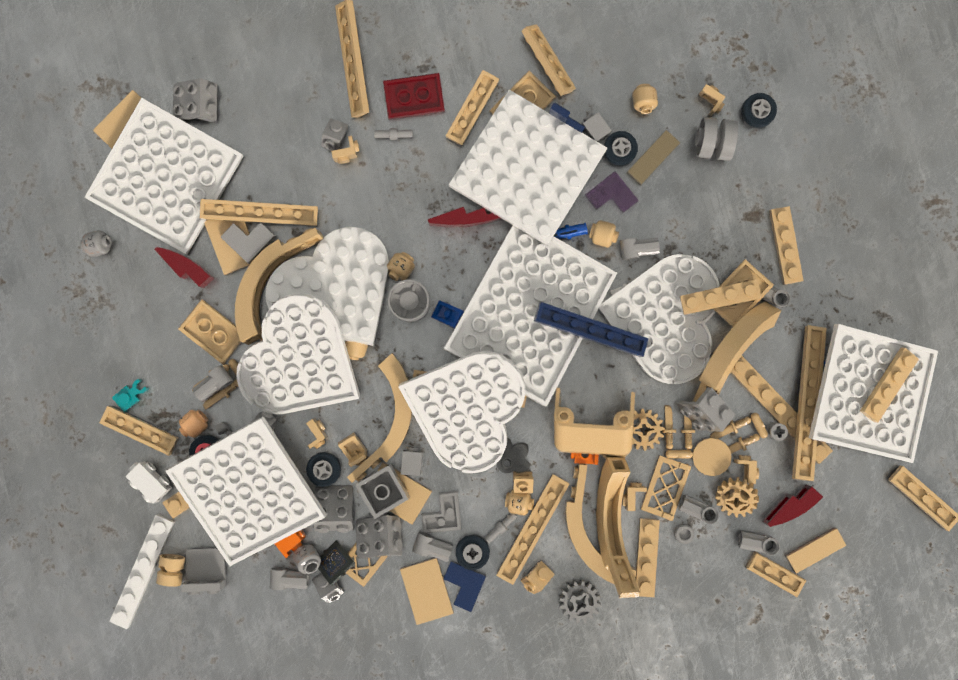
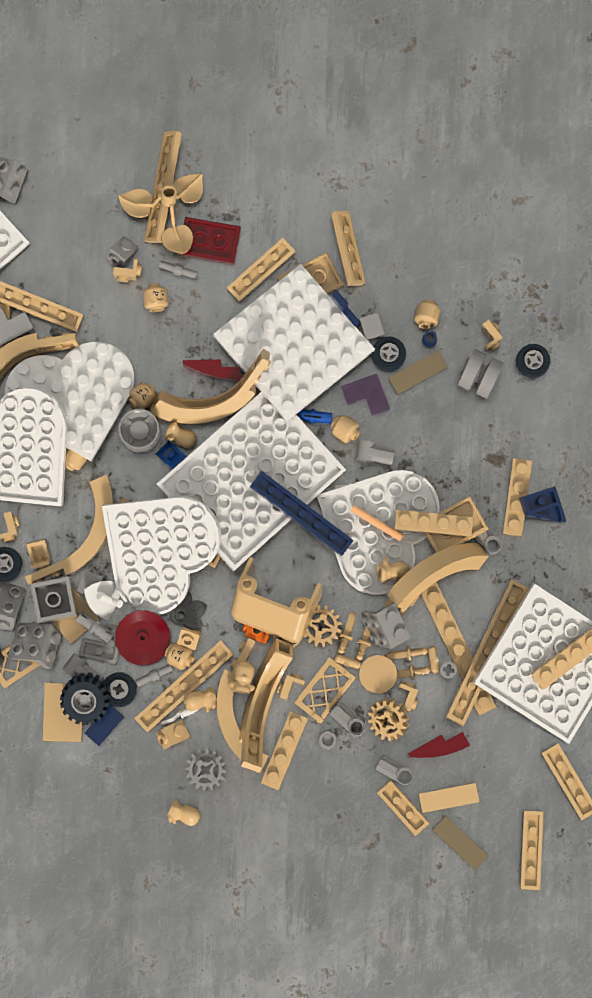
camera: 20 degrees right, 5 degrees down
(376, 52) = (188, 188): none -> tan plant
(381, 168) = (155, 298): none -> tan head
(428, 472) = (103, 598): none -> white shield
(430, 502) = (94, 627): none -> light grey pin
(444, 575) = (85, 698): none -> black wheel
(452, 293) = (182, 437): none -> tan animal
(473, 255) = (214, 408): none -> tan arch
(478, 496) = (142, 637): none -> dark red piece
(539, 555) = (182, 713): none -> white piece
(550, 538) = (197, 700): none -> tan animal
(575, 648) = (186, 814): none -> tan animal
(588, 503) = (243, 676): none -> tan animal
(658, 117) = (426, 342): none -> dark blue pin
(664, 314) = (377, 523): none -> light nougat bar
(697, 355) = (391, 571): none -> tan animal
(815, 245) = (543, 505): none -> dark blue wing
(840, 589) = (460, 843): none -> dark tan tile
(910, 574) = (531, 850): none -> tan plate

